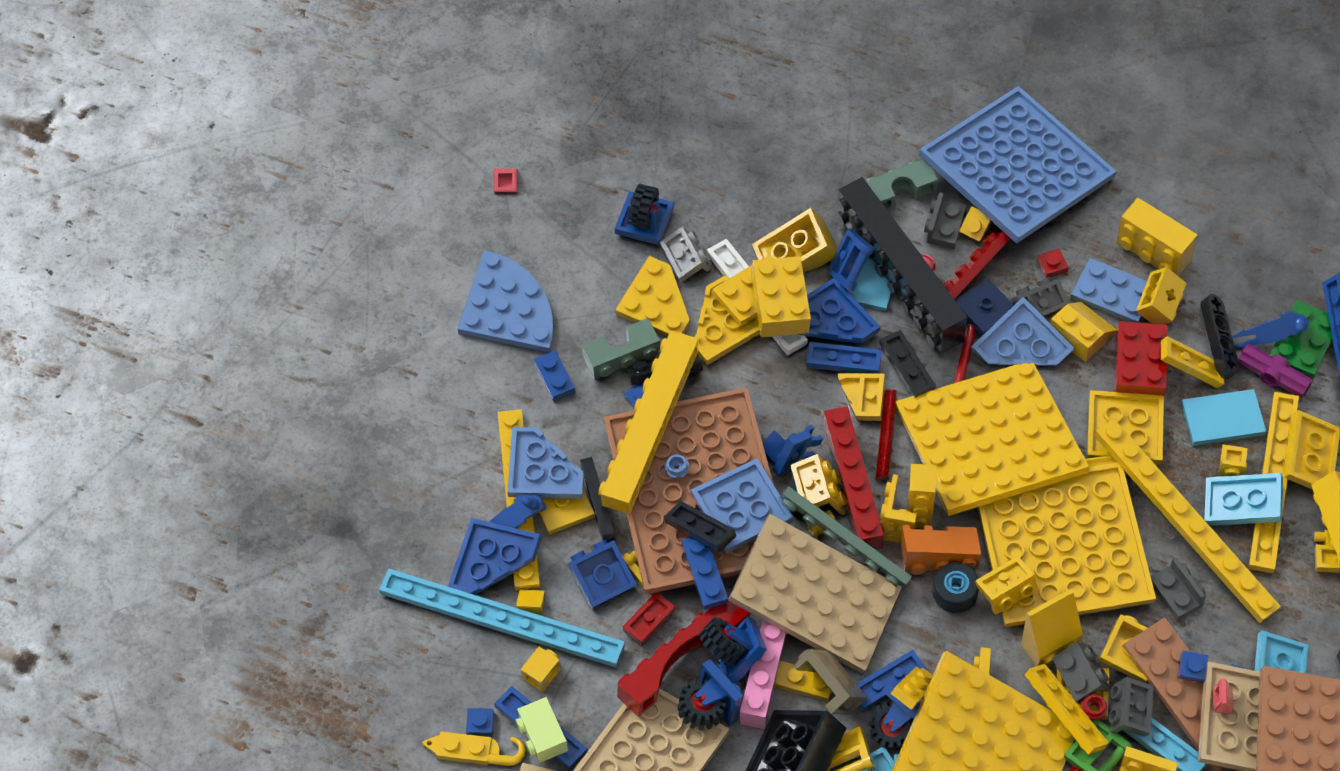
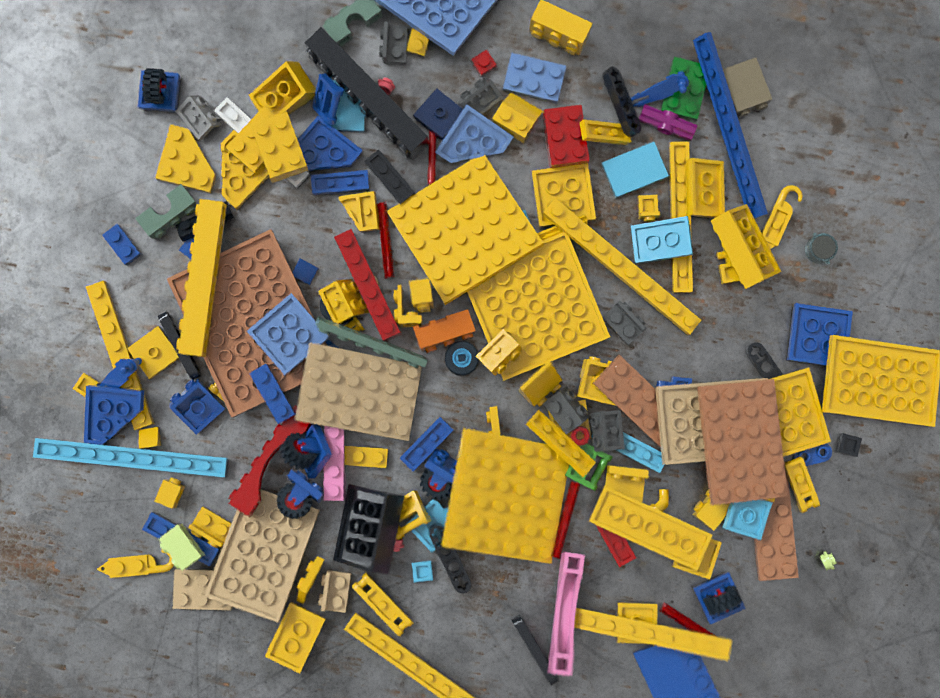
camera: 15 degrees left, 25 degrees up
(461, 523) = (83, 381): none -> yellow tile
(480, 722) = (135, 543): blue plate -> none
(505, 180) = (41, 78): coral slope -> none
(507, 306) = (70, 191): medium blue plate -> none
(541, 467) = (128, 331): medium blue plate -> none
(581, 721) = (210, 527): none -> yellow bracket
(648, 618) = (240, 433): red plate -> none
(676, 460) = (227, 311): medium blue plate -> none
(700, 526) = (260, 362): black plate -> none
(795, 450) = (320, 273): blue plate -> none
(847, 692) = (386, 460): dark tan panel -> none
(912, 687) = (446, 458): yellow plate -> none
(979, 259) = (421, 85): red plate -> none
(1161, 296) = (572, 77): yellow brick -> none
(1193, 666) = (647, 391): blue plate -> none
(1223, 697) = (673, 415): coral slope -> none
(1280, 653) = (708, 364): medium azure plate -> none

